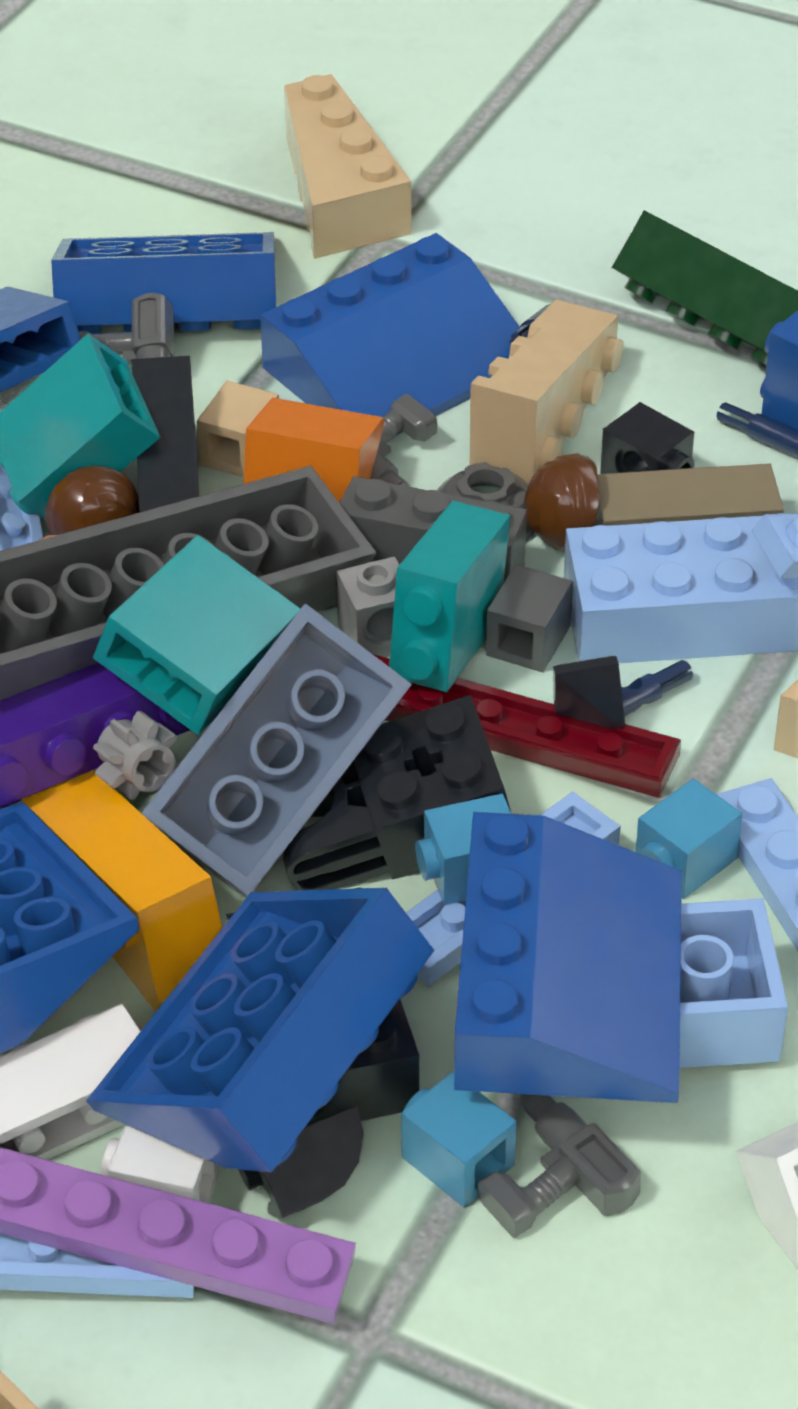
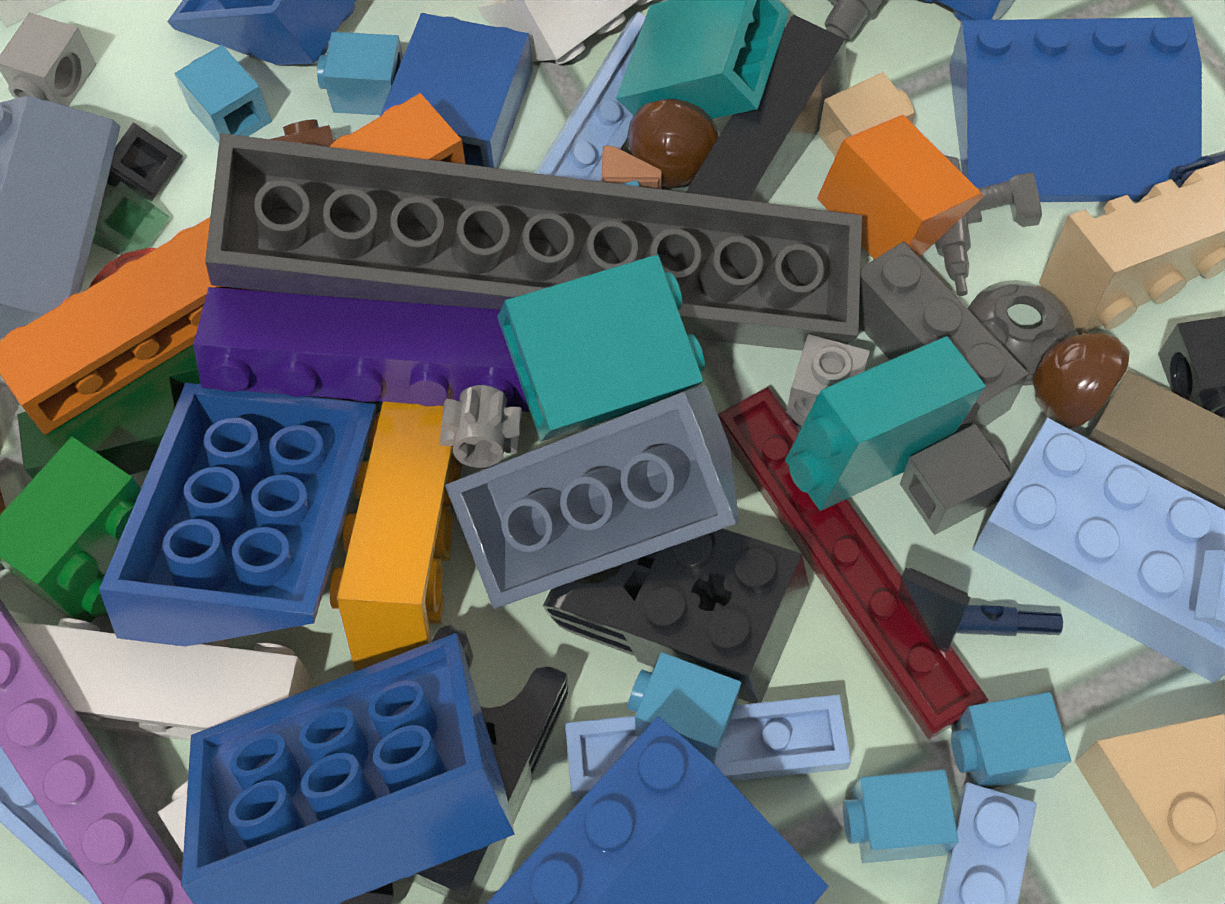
camera: 40 degrees right, 20 degrees up
(722, 746) = (1010, 741): none -> dark azure brick

